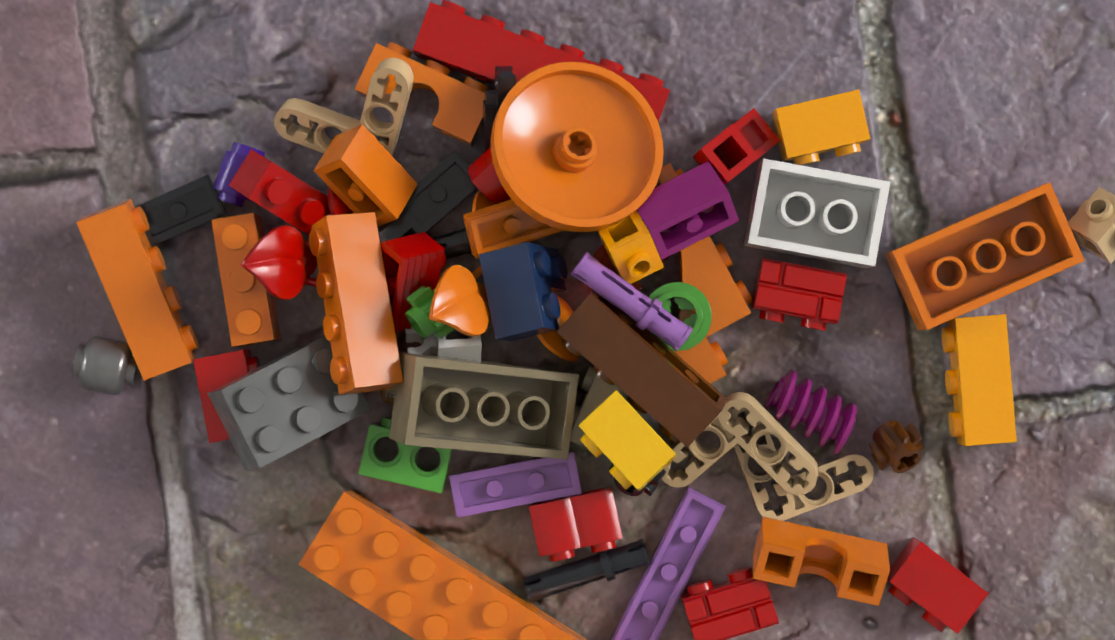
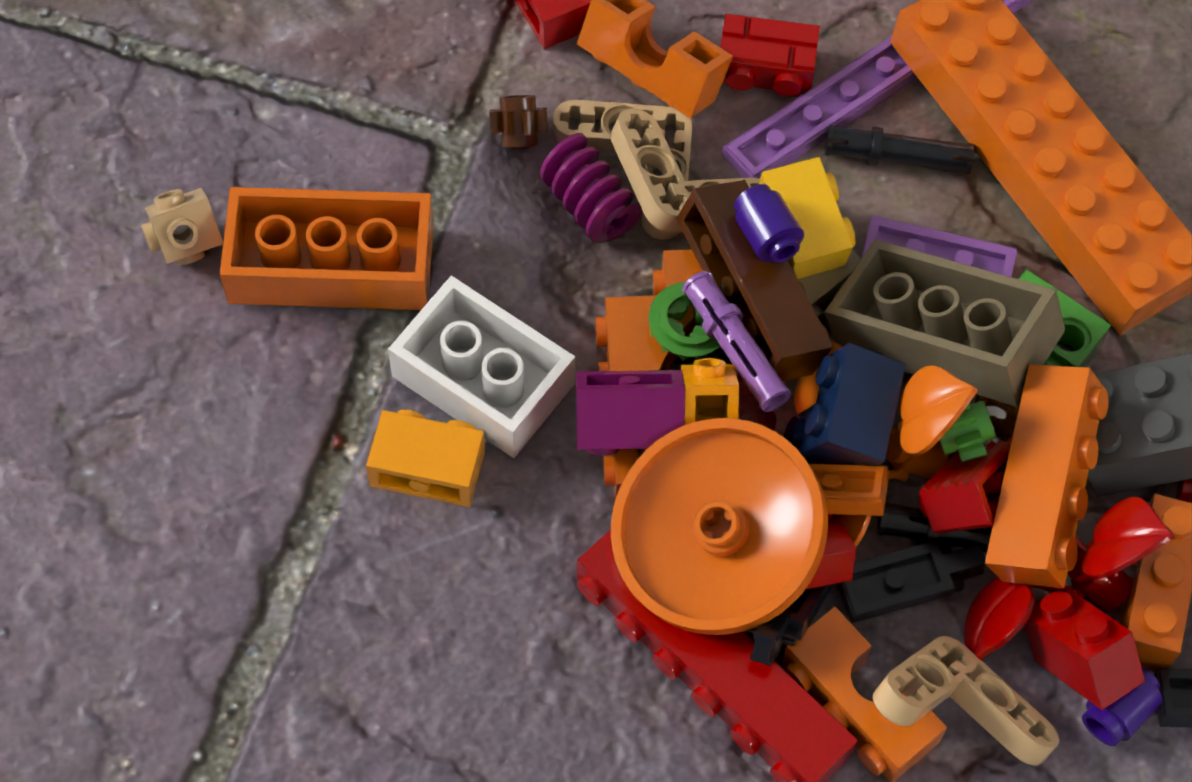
camera: 155 degrees left, 25 degrees down
(365, 175) = (975, 618): orange brick -> none
(576, 523) = (889, 190): red brick -> none
(649, 403) = (768, 224): none -> dark purple brick
(738, 146) = (543, 470): red brick -> none
(798, 292) = (544, 300): red brick -> none
(979, 380) = (401, 135): light orange brick -> none

